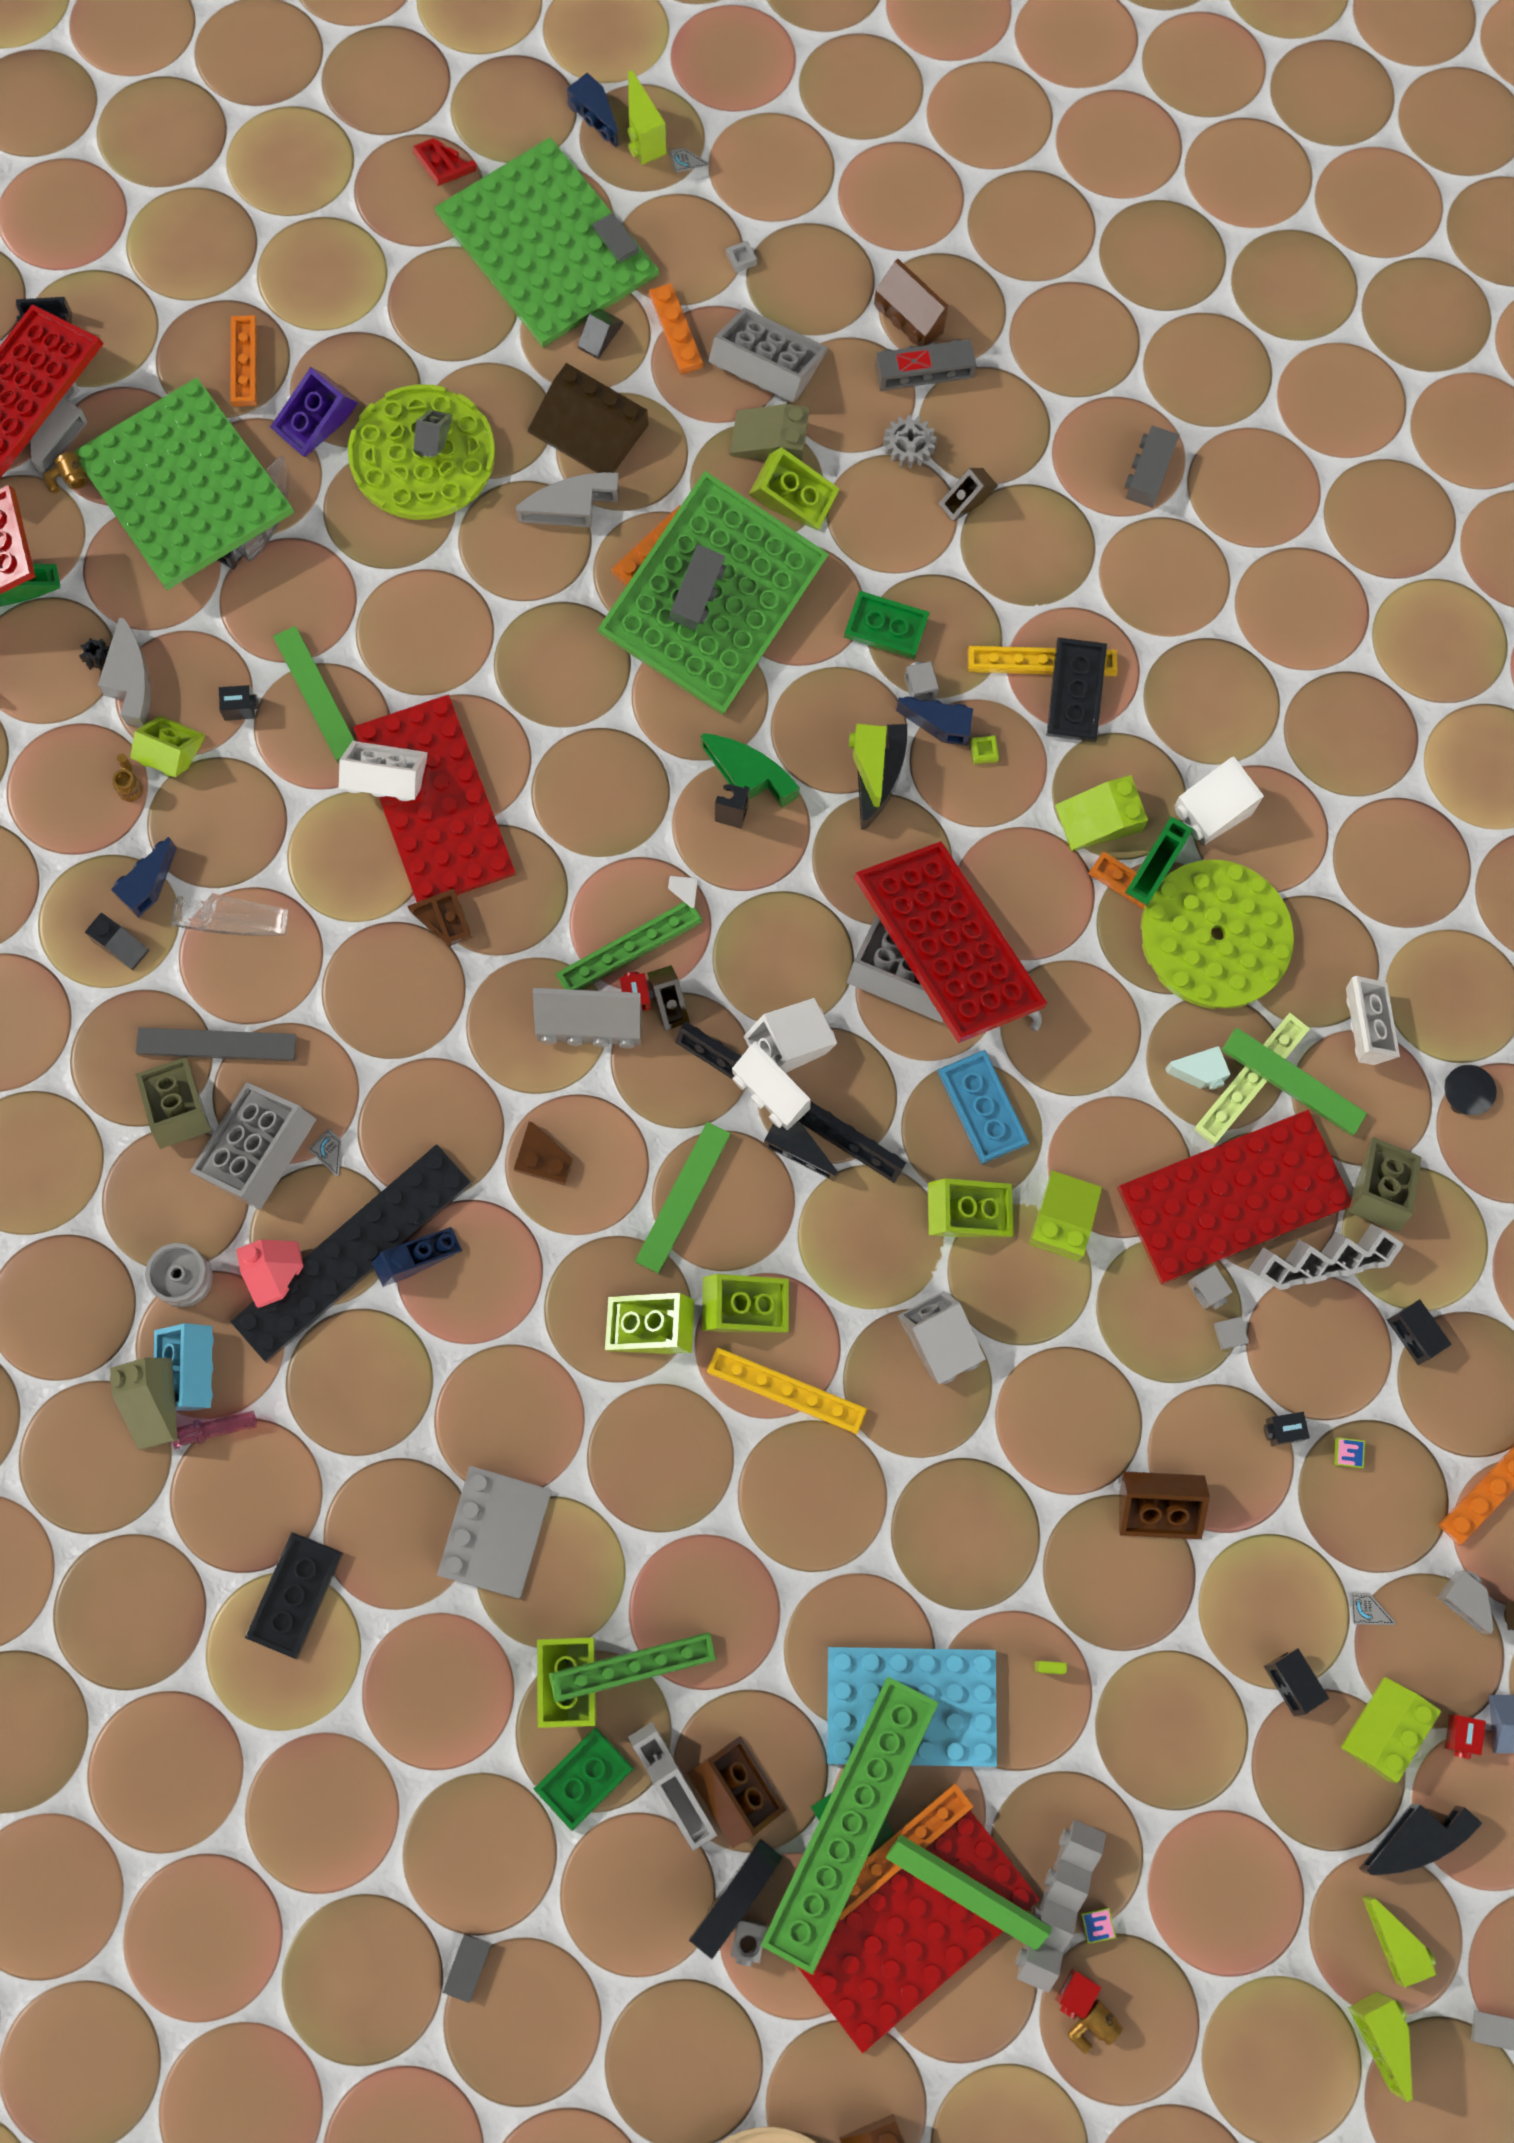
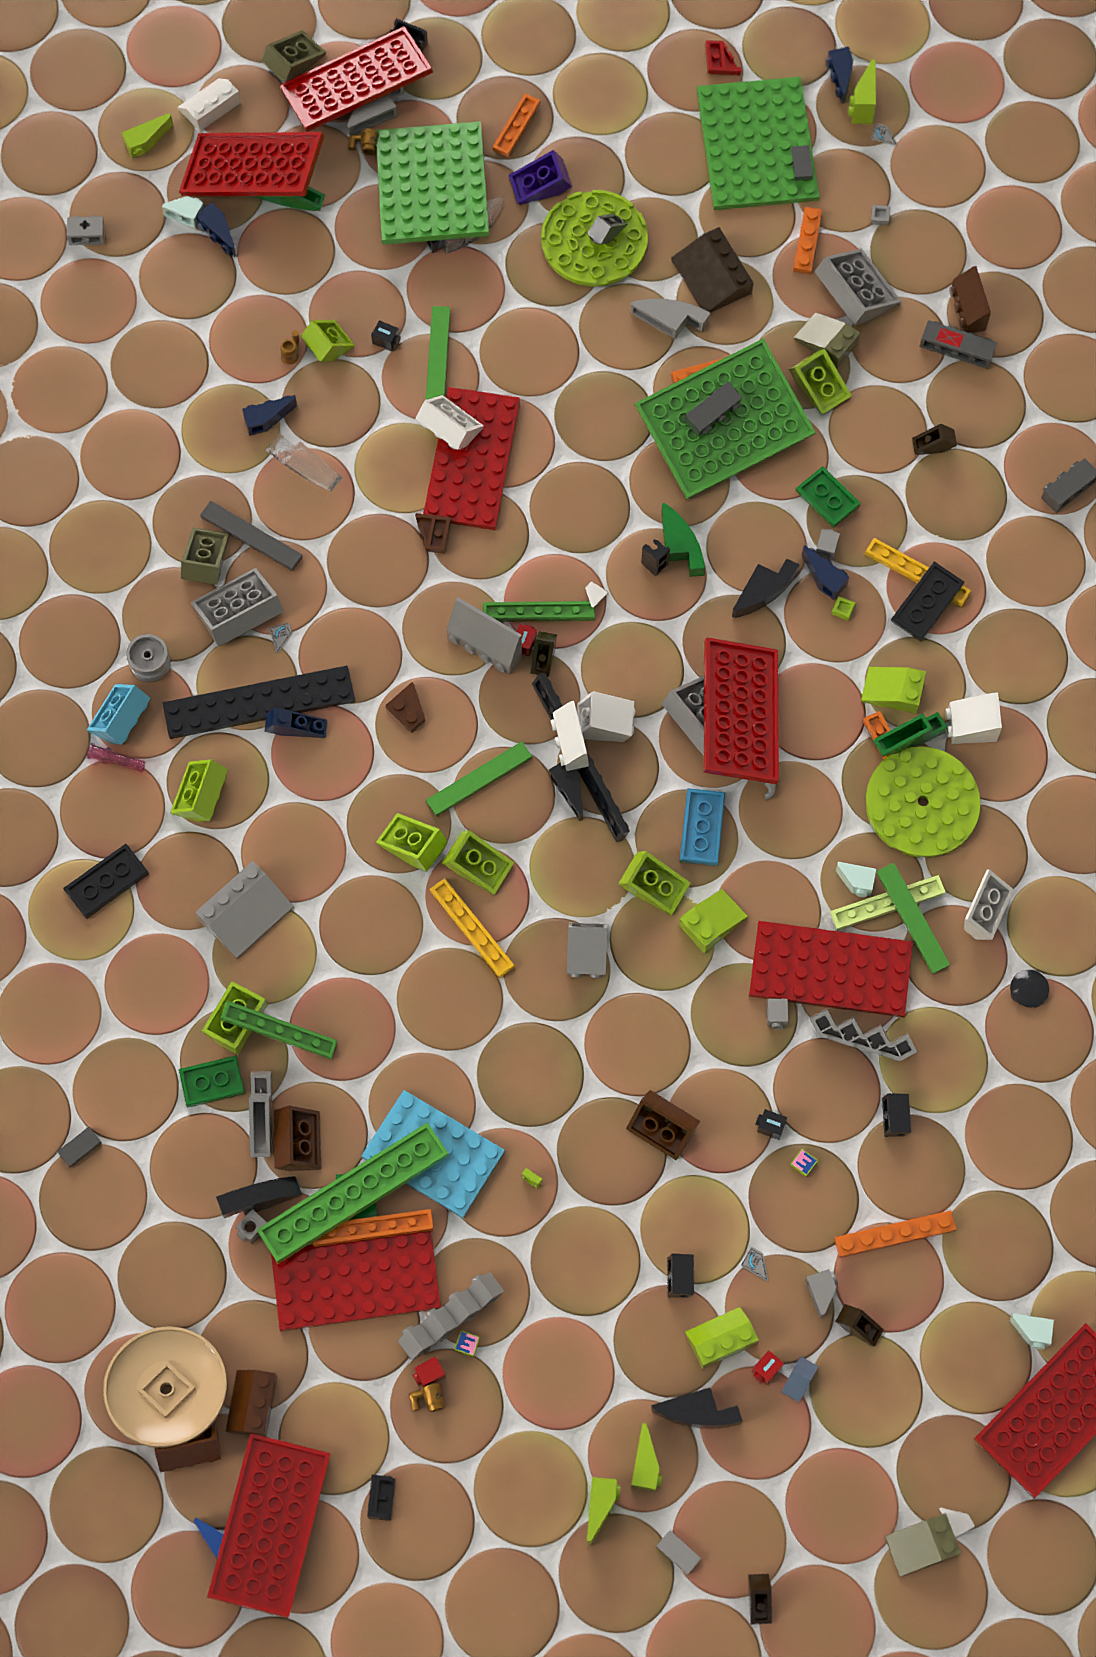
camera: 35 degrees right, 5 degrees down
(90, 649) = (317, 262): black gear -> none
(116, 941) = (227, 442): black slope -> none
(127, 676) = (328, 285): light grey slope -> none
(146, 1400) = (86, 718): olive slope -> none
(269, 1268) = (203, 682): coral slope -> none
(345, 1410) = (199, 790): none -> lime slope
(599, 332) = (755, 217): slope -> none
(868, 754) = (763, 567): lime slope -> none
(909, 441) = (916, 387): light grey gear -> none
(968, 1892) = (398, 1271): bright green tile -> none
(1231, 1333) = (774, 1049): light grey tile -> none
(1386, 1185) = (933, 1014): olive slope -> none

